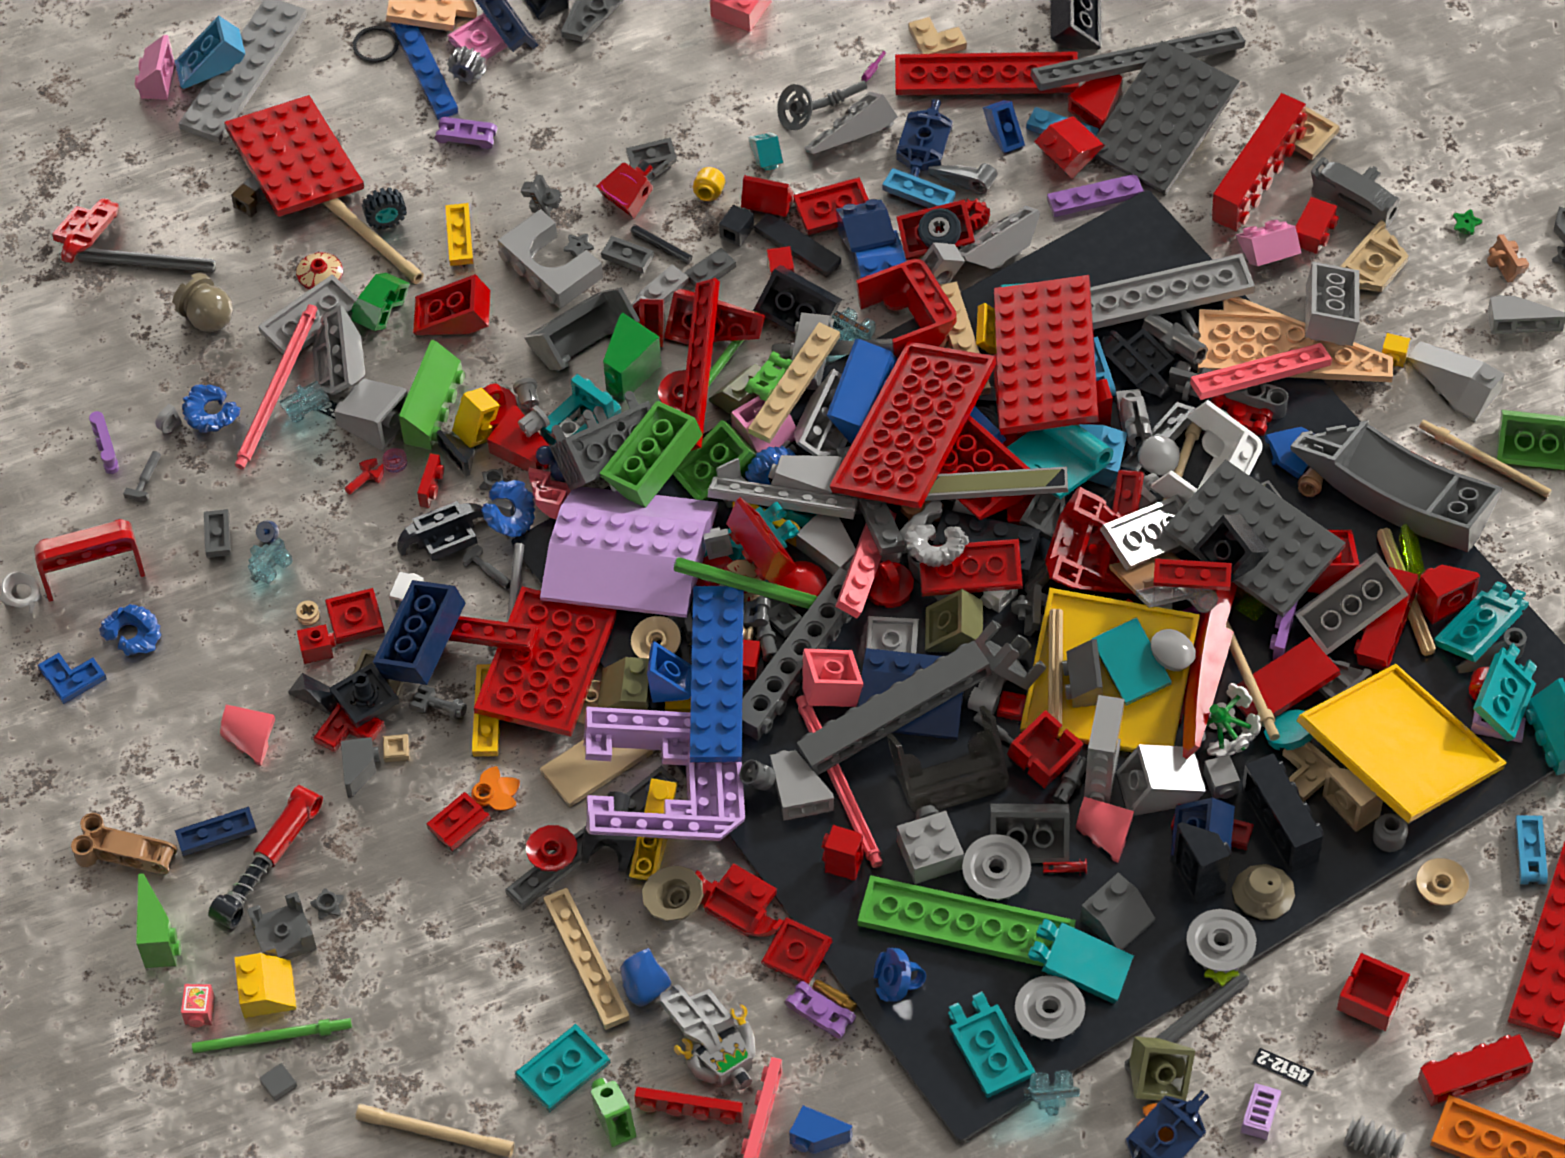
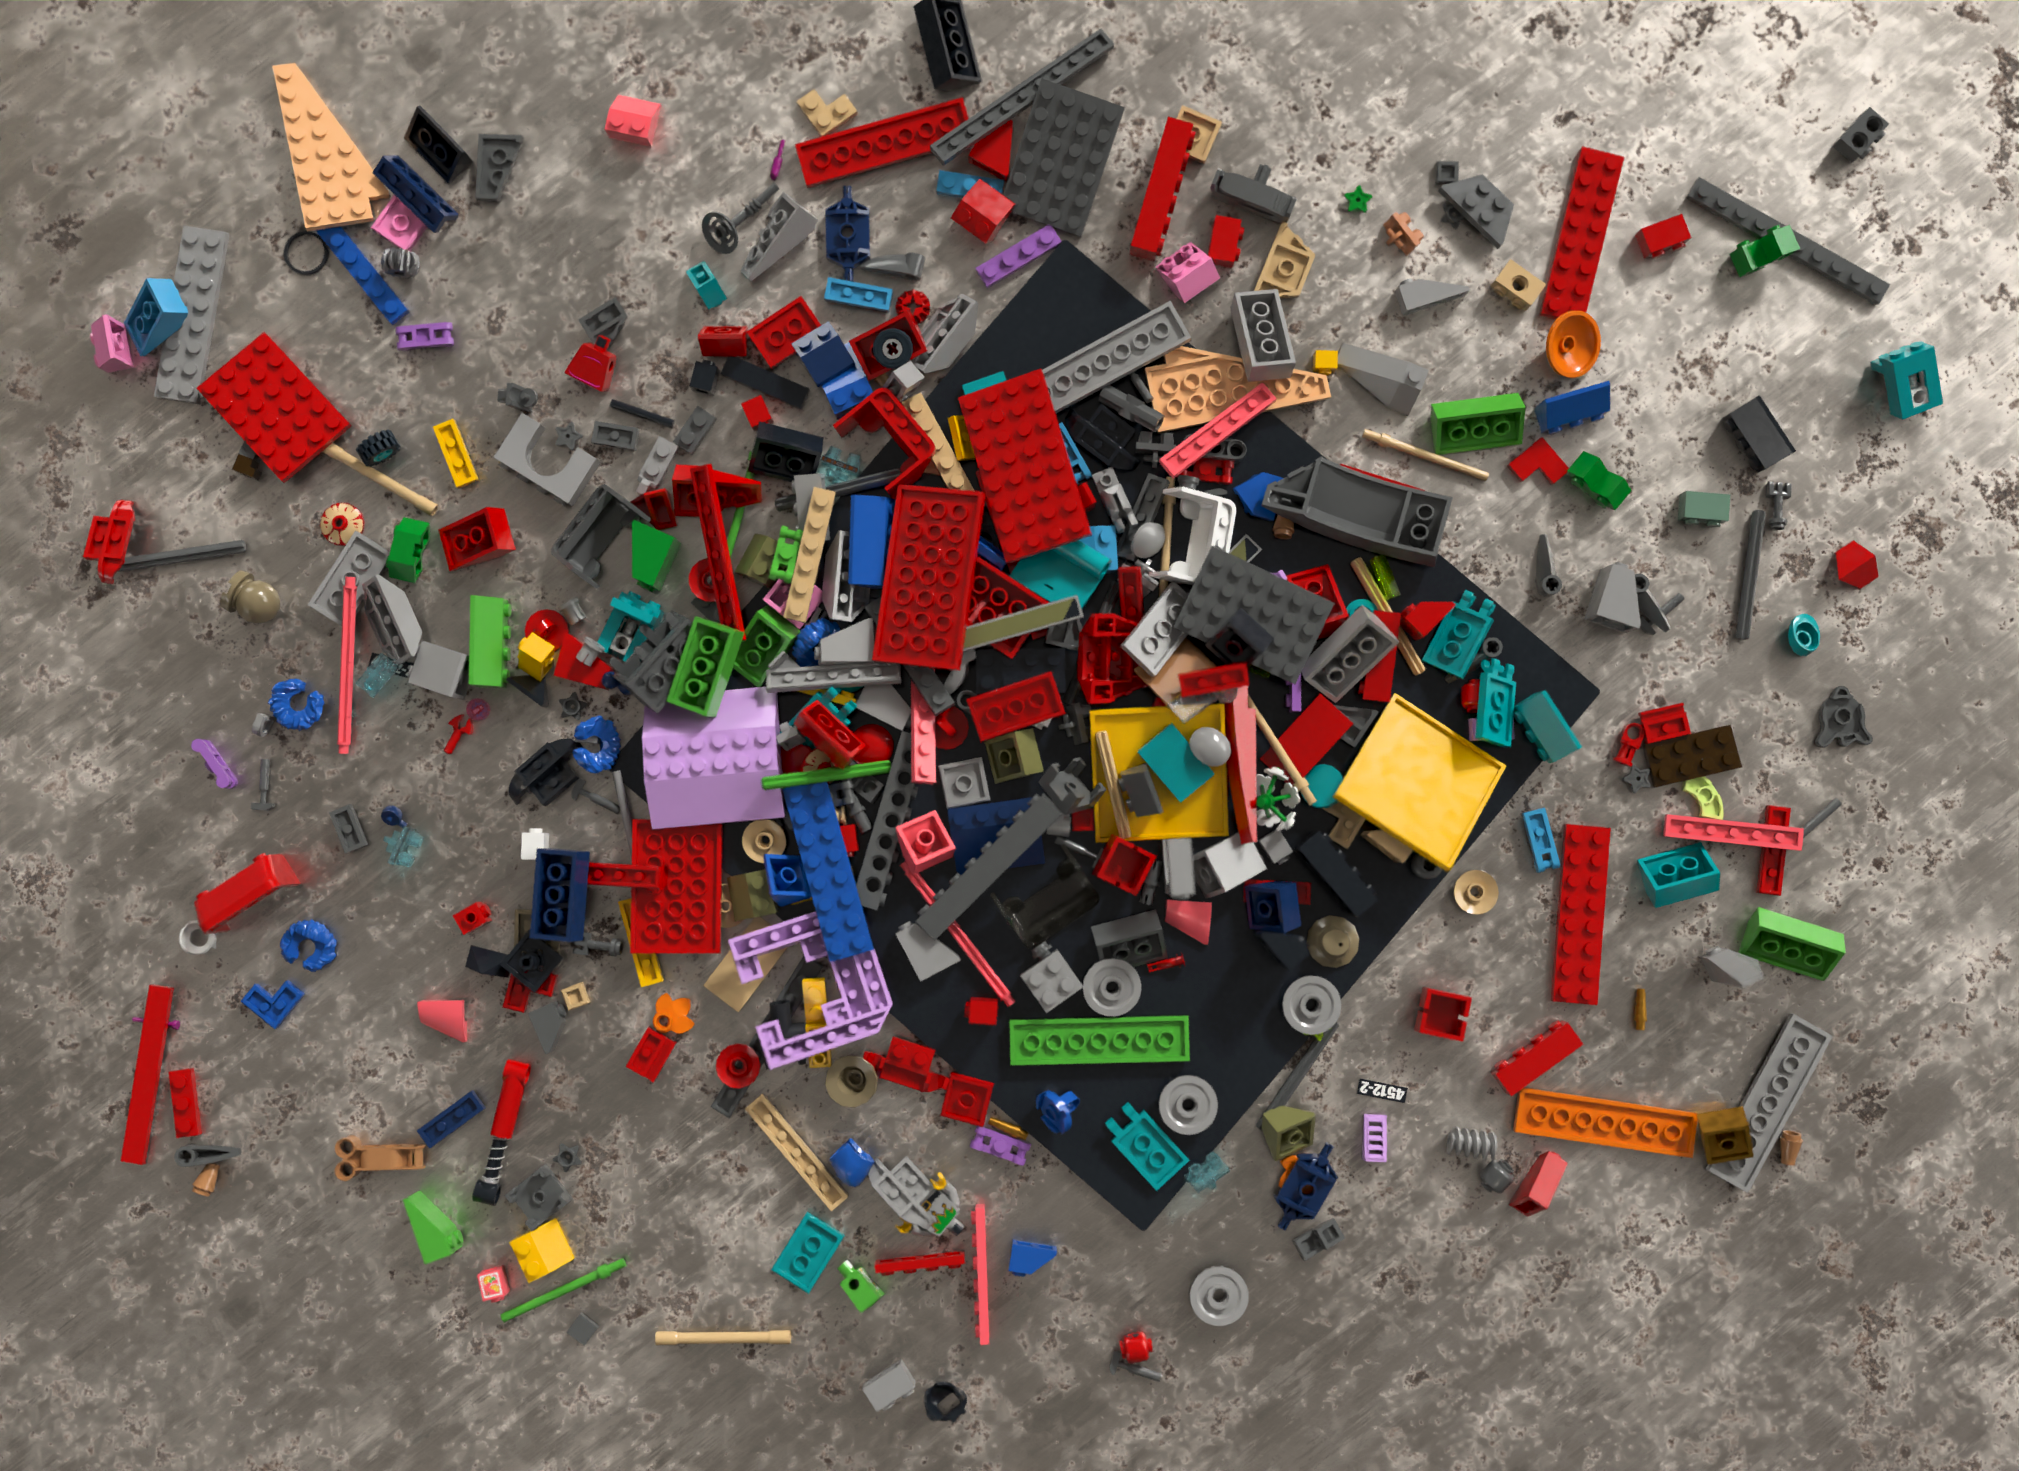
camera: 15 degrees left, 30 degrees up
(305, 619) = (447, 887): tan bush -> none
(354, 616) = (496, 876): red tile -> none
(428, 487) = (518, 735): red plate -> none
(547, 493) = (625, 713): coral slope -> none
(708, 184) = (665, 338): yellow head -> none
(757, 775) = (890, 957): dark grey wheel -> none
(935, 556) = (982, 711): light grey piece -> none
(1004, 125) = (916, 200): blue slope -> none
(1082, 960) = (1204, 1053): teal tile -> none
(1117, 912) = (1220, 999): dark grey slope -> none

